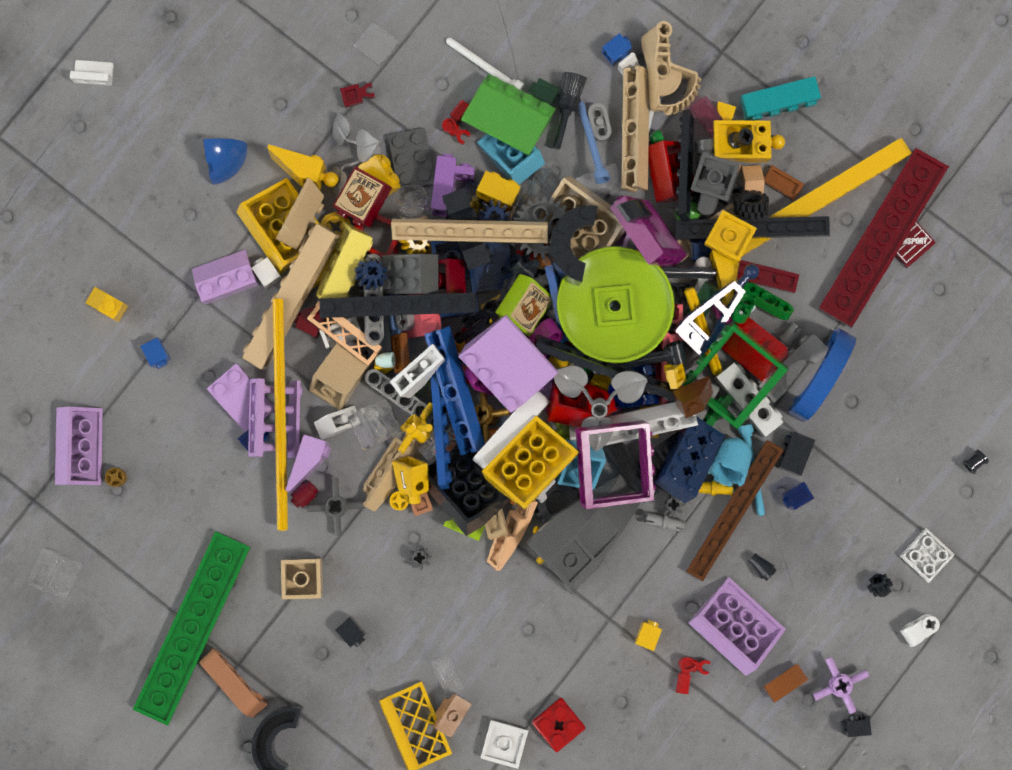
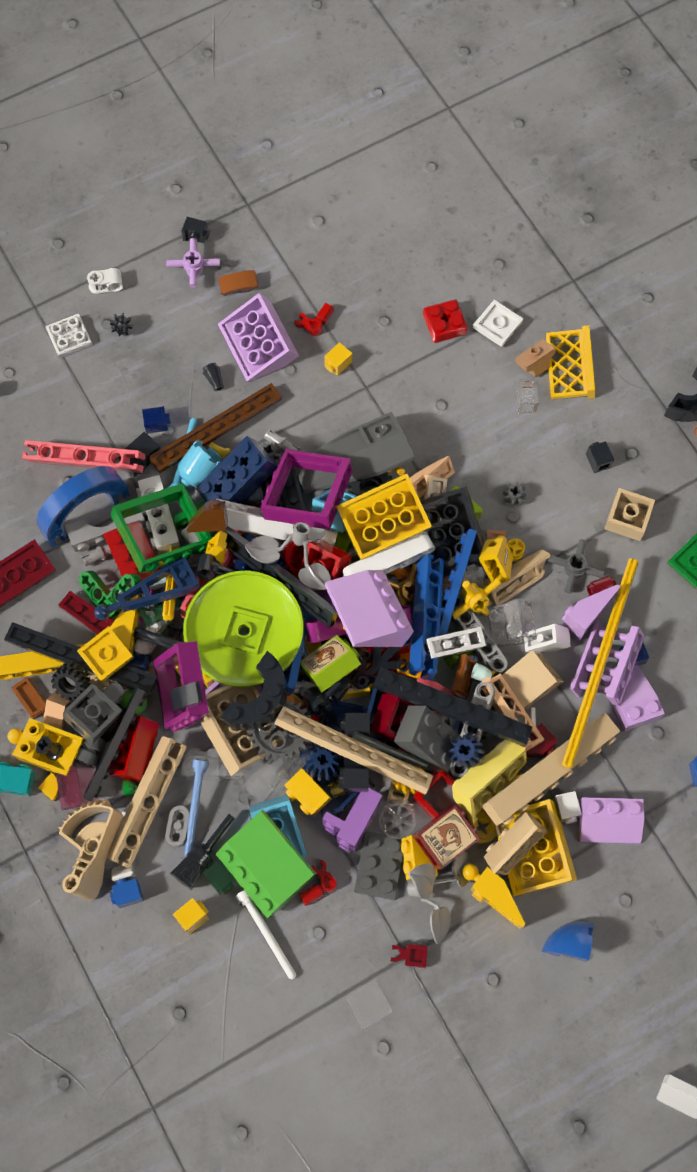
camera: 155 degrees left, 15 degrees down
(439, 247) = (389, 750): none -> pearl dark grey bar
(552, 49) = (192, 915): none -> yellow brick
(833, 428) = (71, 456): none -> coral piece

